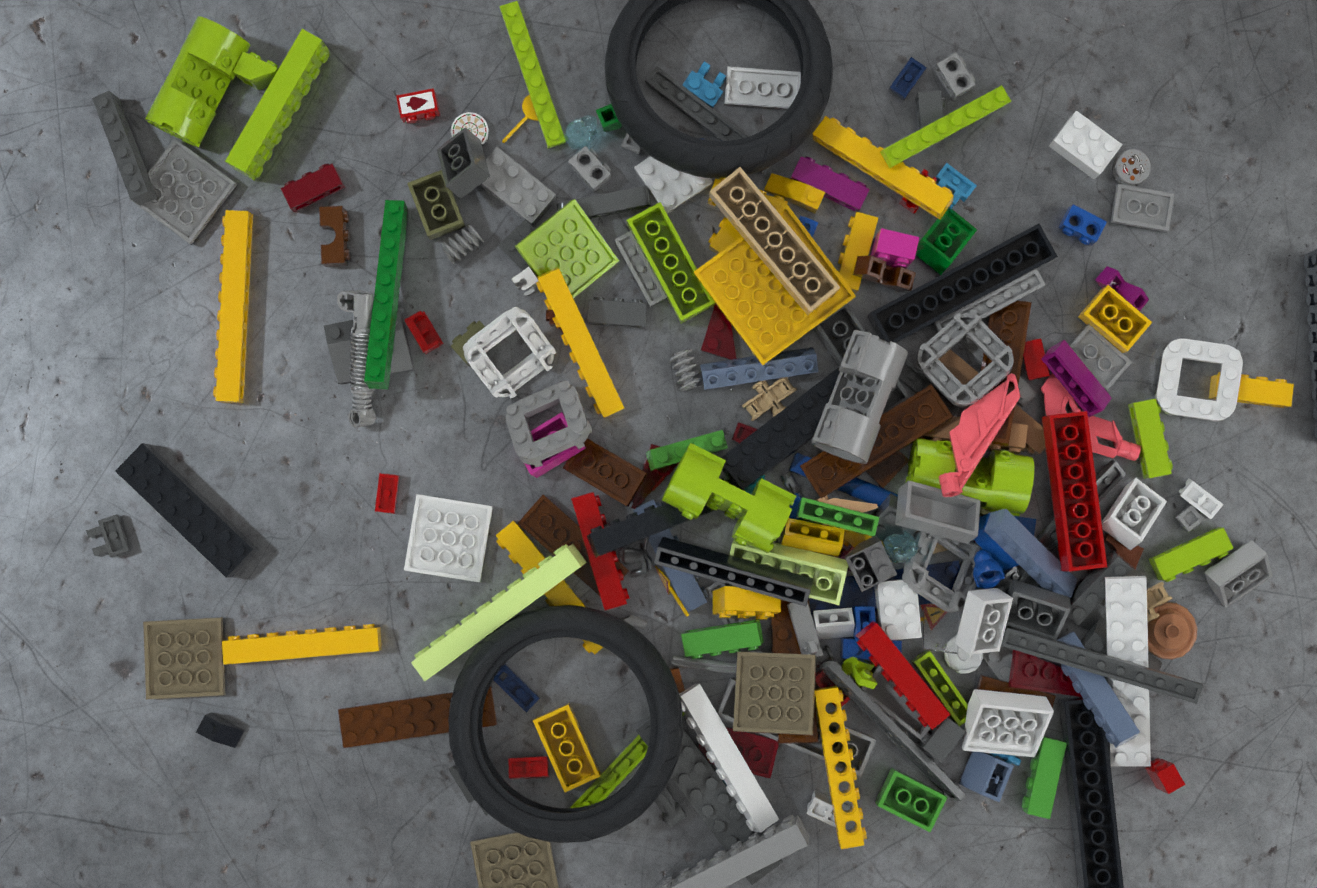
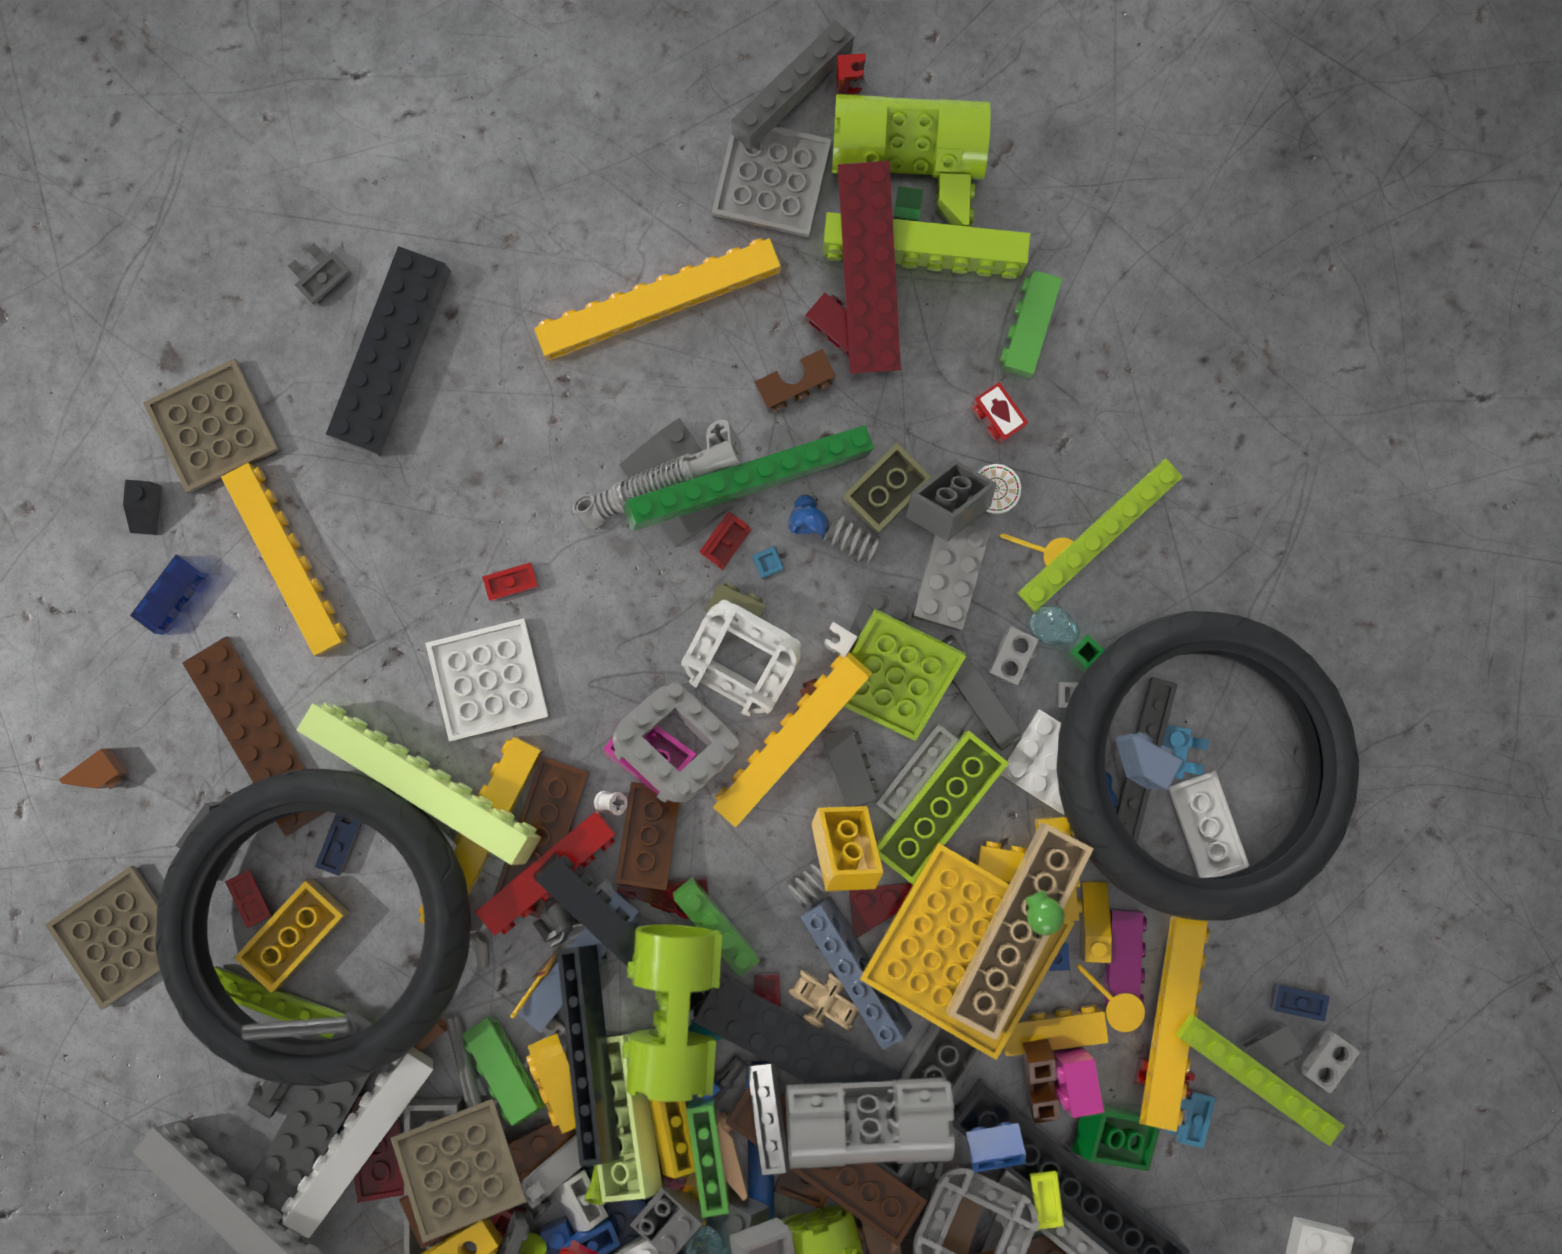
camera: 70 degrees right, 0 degrees up
(131, 103) = (849, 68): none -> red hinge
(243, 104) = (908, 203): none -> green brick
(276, 148) = (869, 266): none -> dark red plate
(291, 736) = (170, 595): none -> clear blue brick
(365, 56) = (1031, 324): none -> bright green brick
(393, 839) = (97, 771): none -> dark orange slope
(432, 268) = (807, 517): none -> blue piece
(451, 309) = (768, 562): none -> dark azure tile
(571, 483) = (610, 802): none -> white bush
(628, 758) = (296, 1028): none -> dark grey axle
(670, 336) = (846, 848): none -> yellow brick
(695, 104) = (1147, 763): none -> sand blue slope
(769, 217) = (1044, 914): none -> bright green piece
(829, 466) = (768, 1119): none -> plate
(832, 609) = (593, 1194): none -> lime pin
(861, 197) = (1124, 1011): none -> yellow piece
(914, 321) = (995, 1147): none -> brick
(964, 303) = (1047, 1199): none -> neon yellow tile

